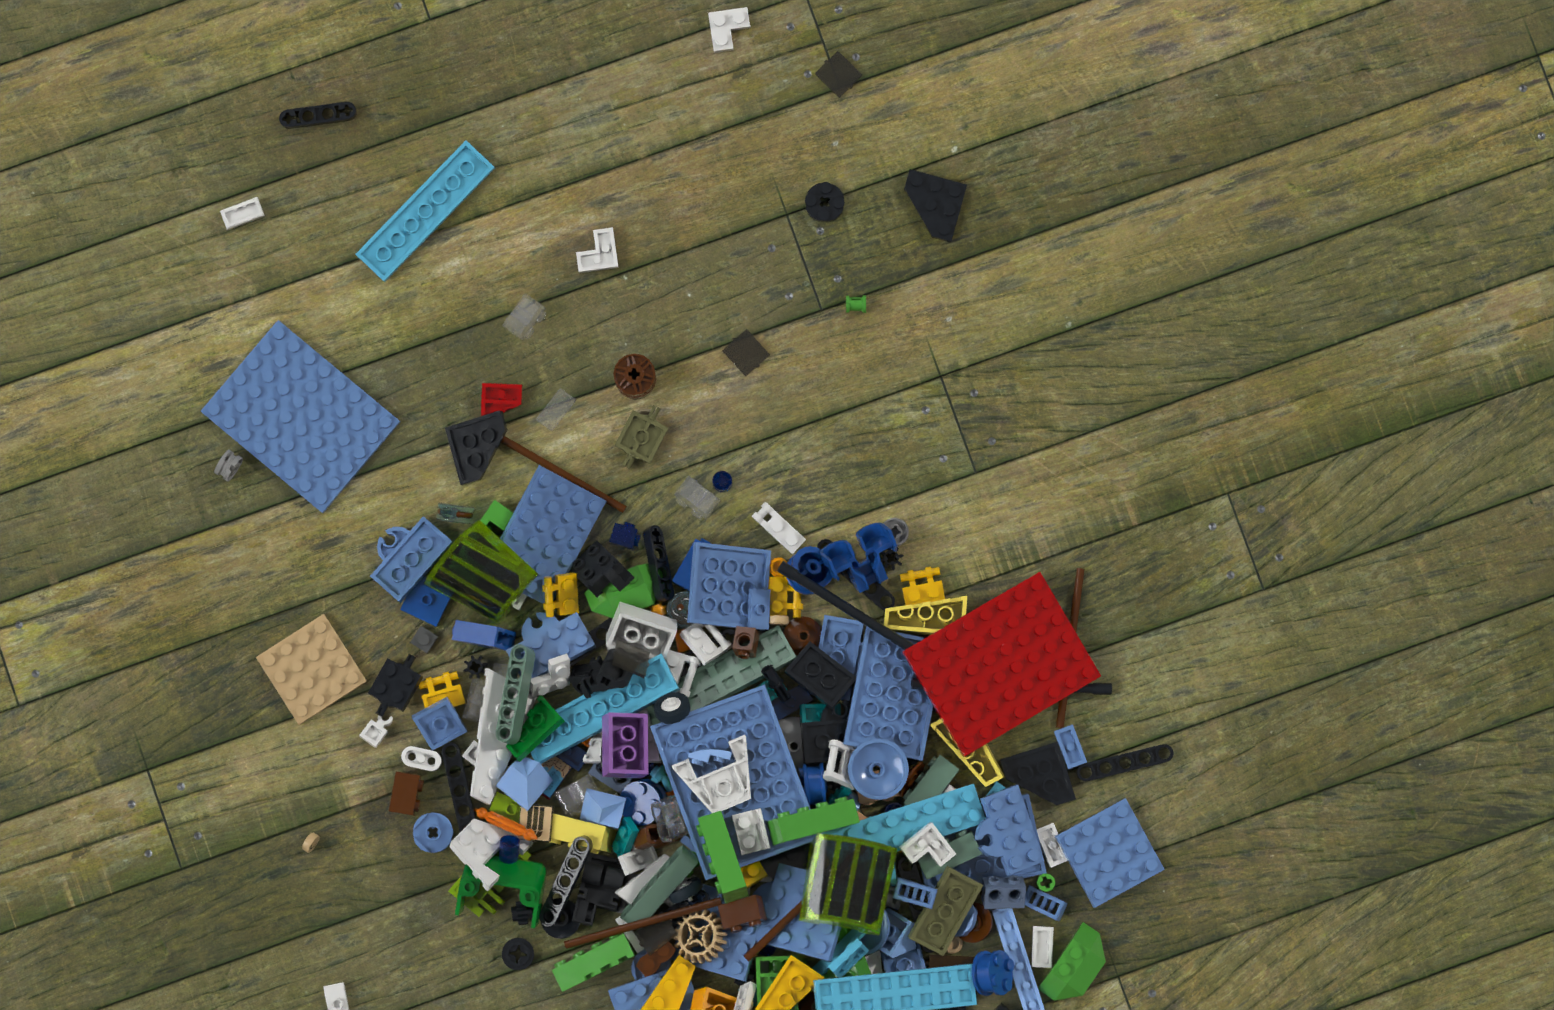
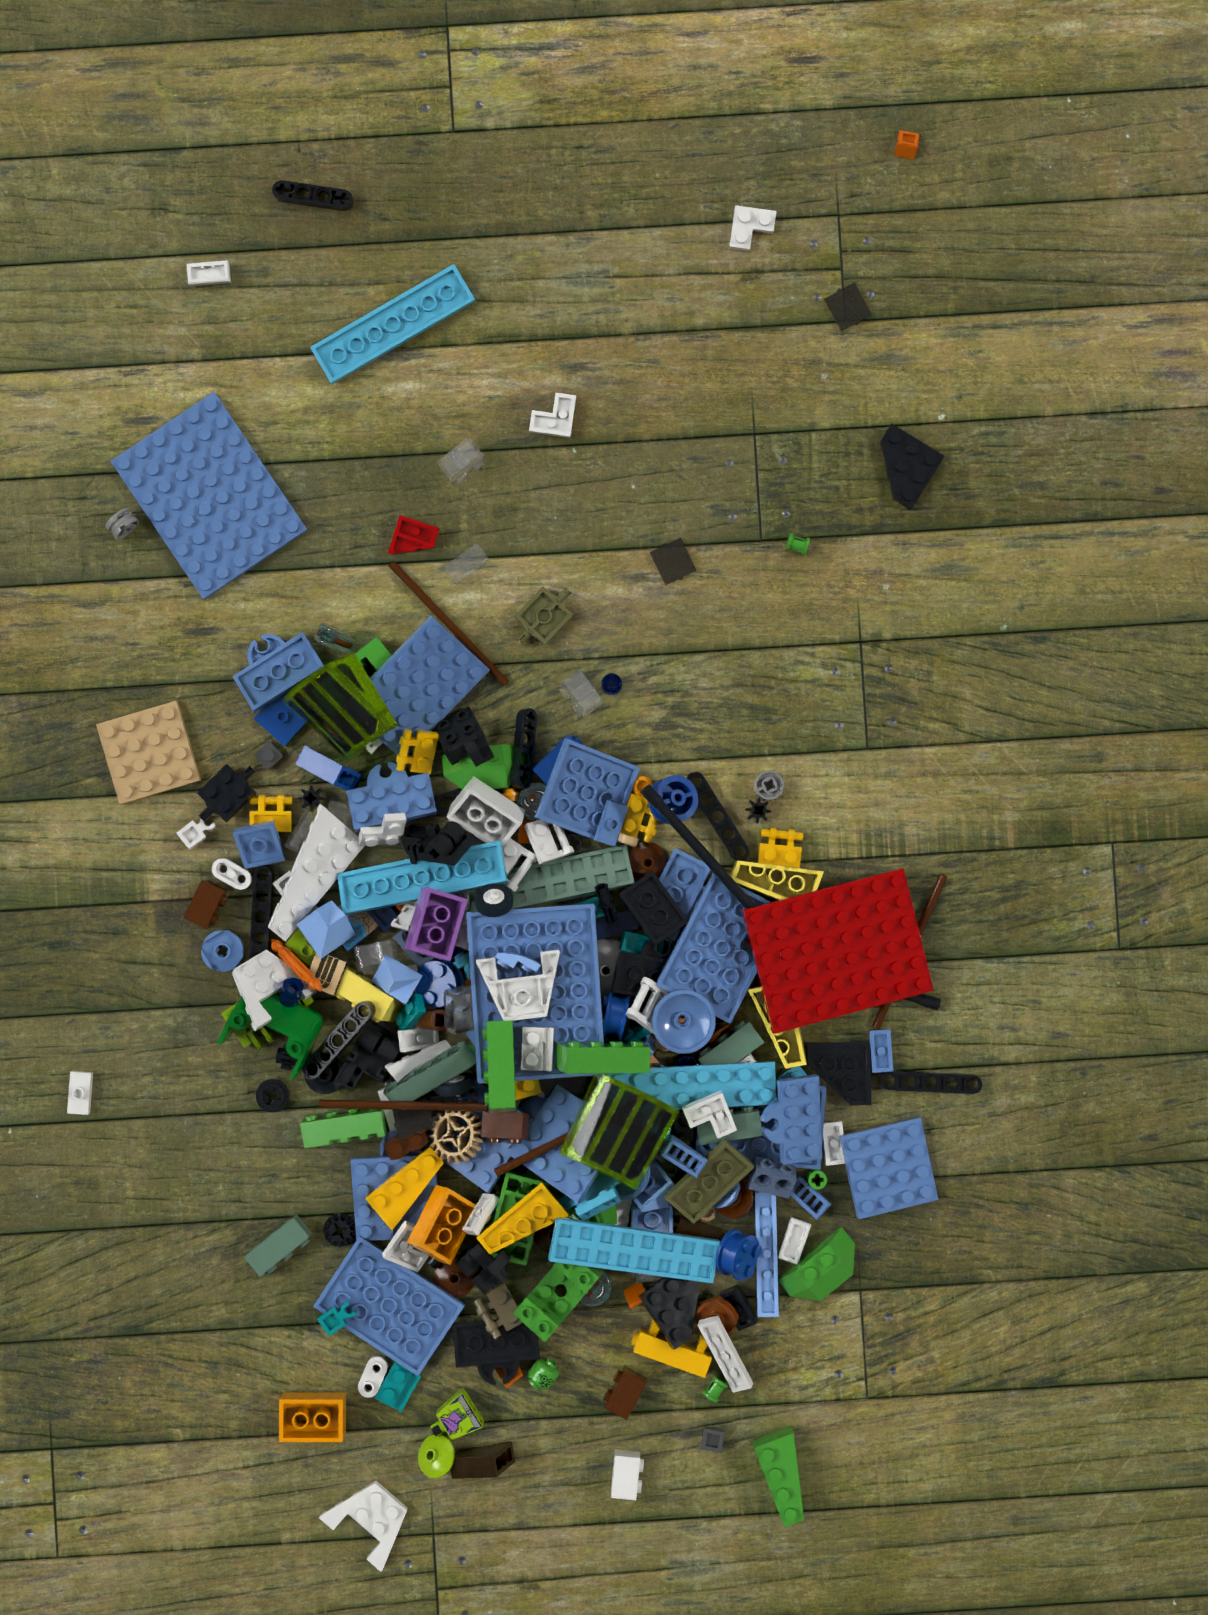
camera: 10 degrees right, 5 degrees up
(310, 842) = (98, 925): tan tile -> none
(475, 444) = (375, 574): black plate -> none
(511, 685) = (348, 831): sand green beam -> none
(539, 725) = (354, 878): green wing -> none
(625, 536) = (498, 710): clear blue brick -> none
(630, 658) = (467, 837): clear smoke piece -> none
(643, 384) = (560, 563): reddish brown wheel -> none
(742, 635) = (588, 844): reddish brown brick -> none
(779, 528) = (655, 747): white plate -> none
(836, 203) = (801, 421): black plate -> none
(873, 540) = (746, 788): blue piece -> none

